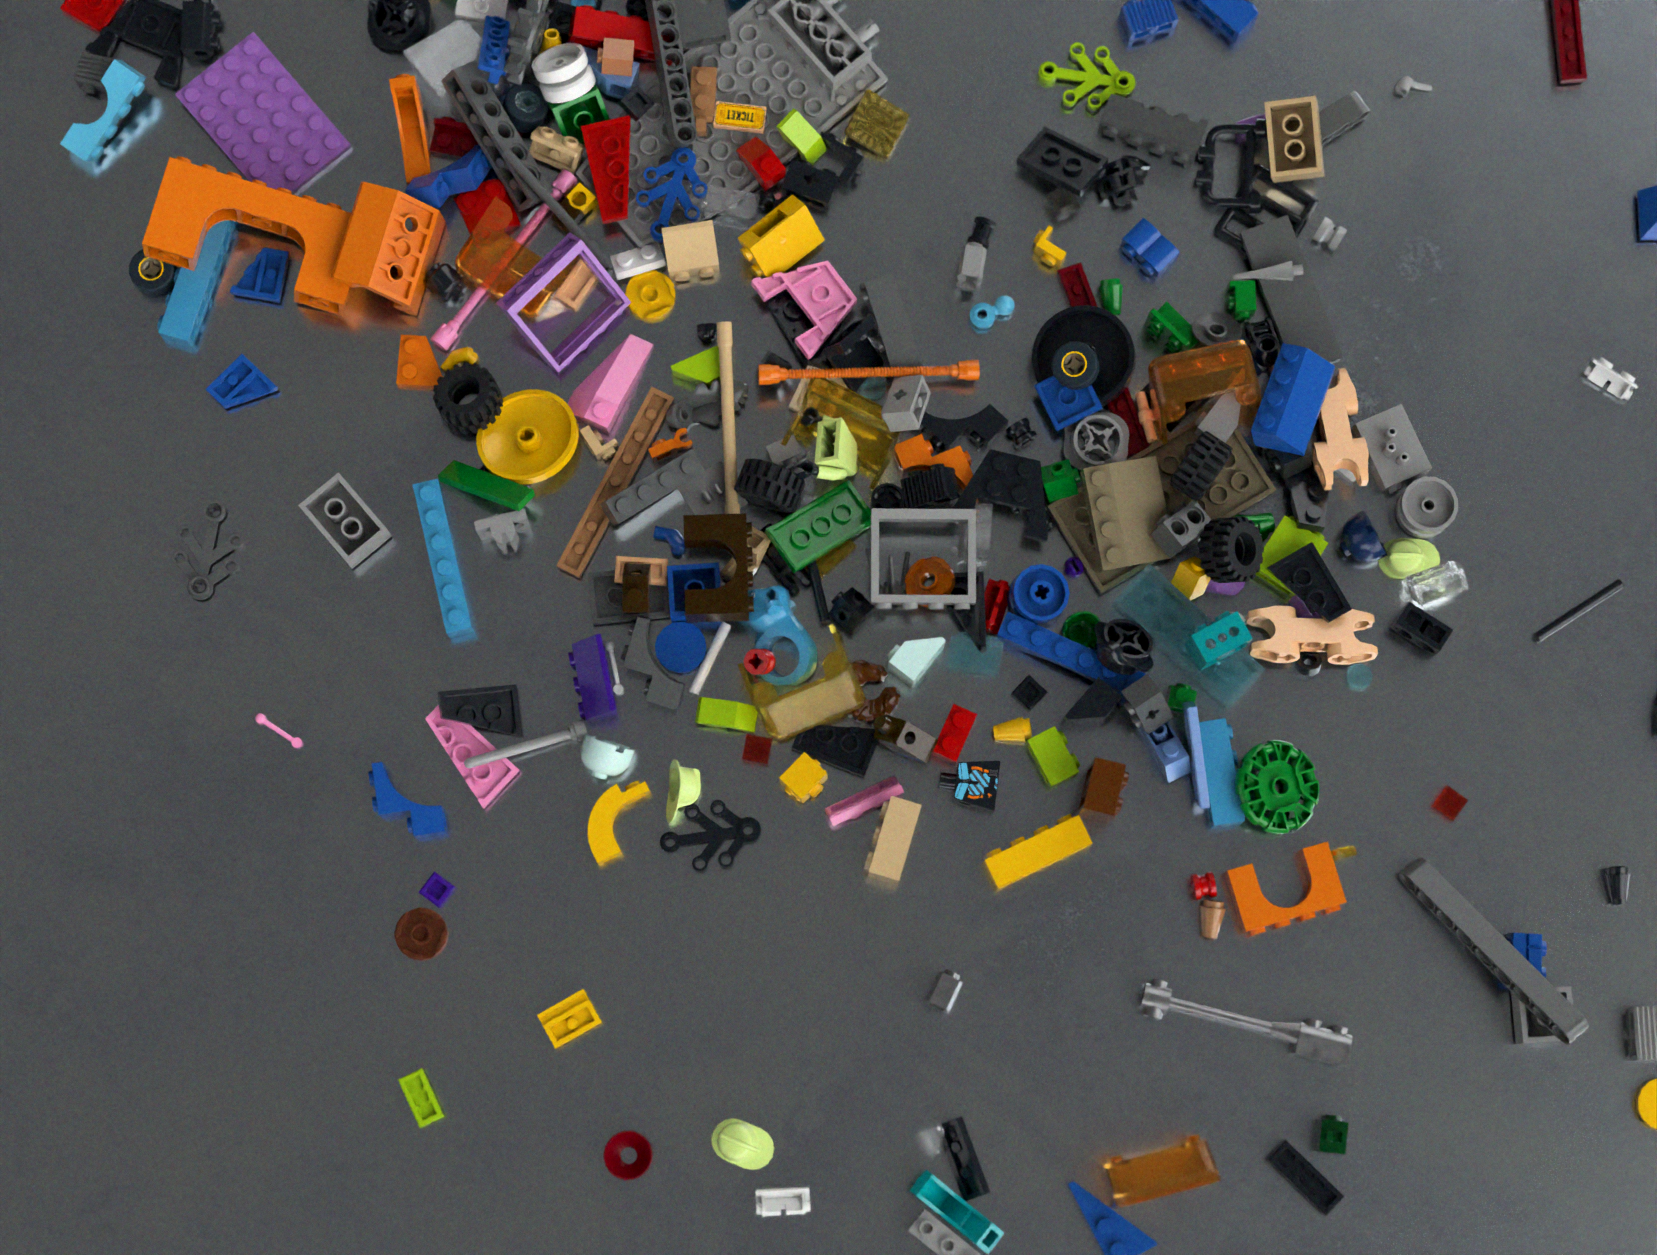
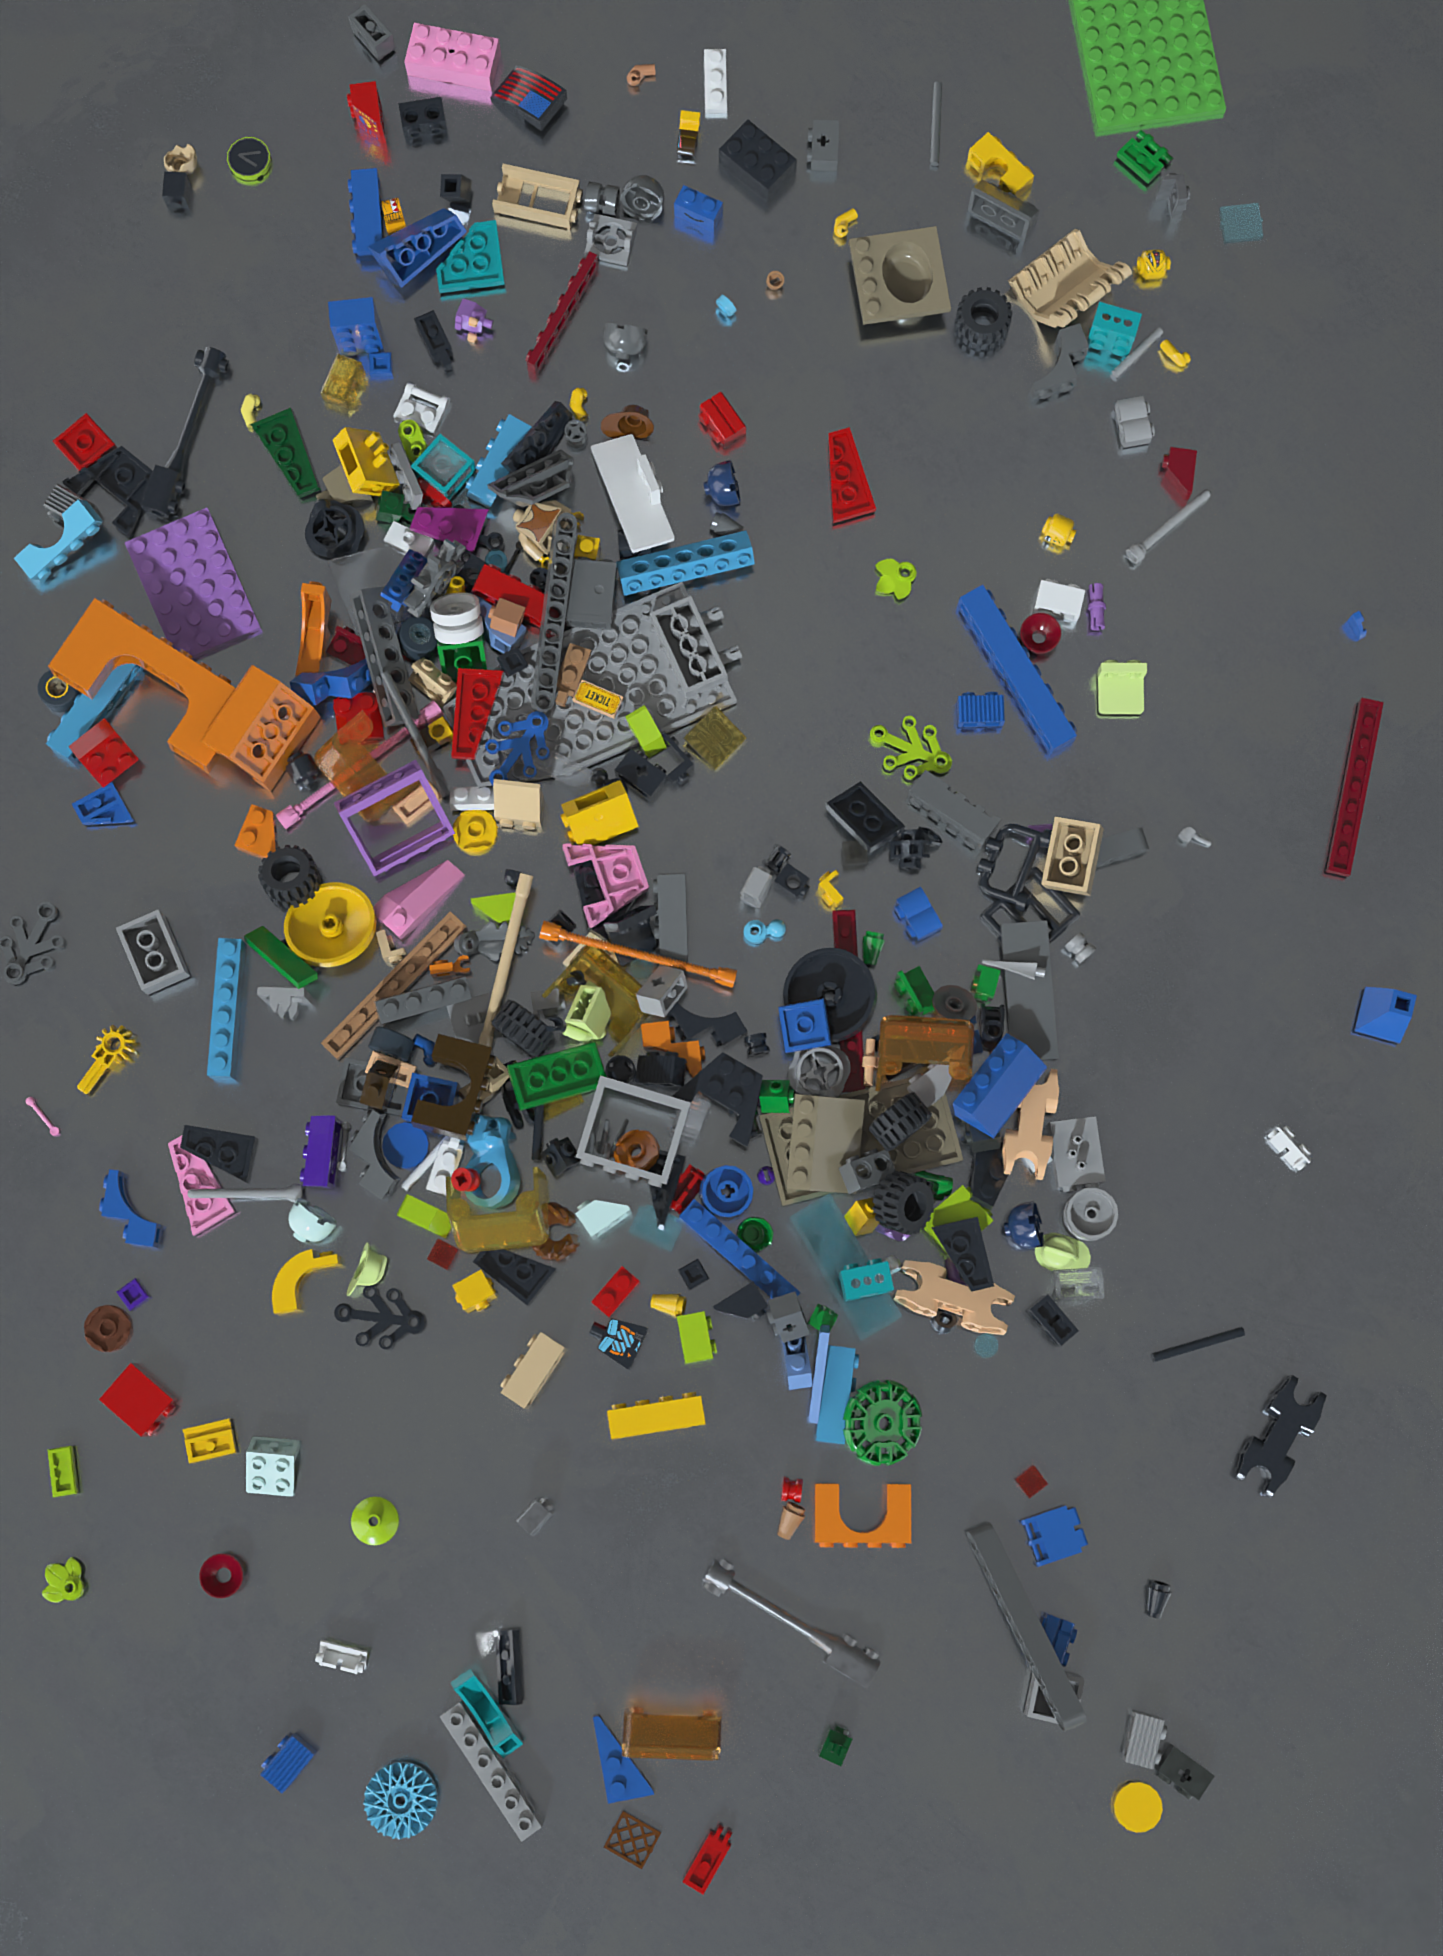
camera: 20 degrees right, 0 degrees up
(225, 323) = (103, 752): none -> red brick
(264, 277) = (152, 720): blue wing -> none
(329, 647) = (106, 1056): none -> yellow gear
(454, 1213) = (61, 1578): none -> lime plate
(459, 355) = (295, 836): yellow arm -> none
(480, 998) = (139, 1400): none -> red brick
(633, 542) = (391, 1043): none -> black wheel
(644, 1026) = (271, 1466): none -> light aqua bracket
(730, 654) = (444, 1165): none -> white hinge
(742, 1144) = (324, 1595): yellowish green piece -> none
(757, 1050) = (387, 1520): none -> lime dish
(762, 162) = (603, 744): red slope -> none
(871, 797) = (520, 1326): bright pink plate -> none
(893, 733) = (564, 1277): dark brown torso -> none
(1005, 242) = (788, 873): none -> black brick
(1068, 360) = (814, 994): black wheel -> none
(1101, 791) = (725, 1381): reddish brown brick -> none
(1123, 646) = (784, 1260): black piece -> none
(1305, 1177) = (801, 1775): black plate -> none
(1344, 852) = (928, 1498): clear yellow tile -> none
(1491, 850) = (1055, 1534): none -> blue plate

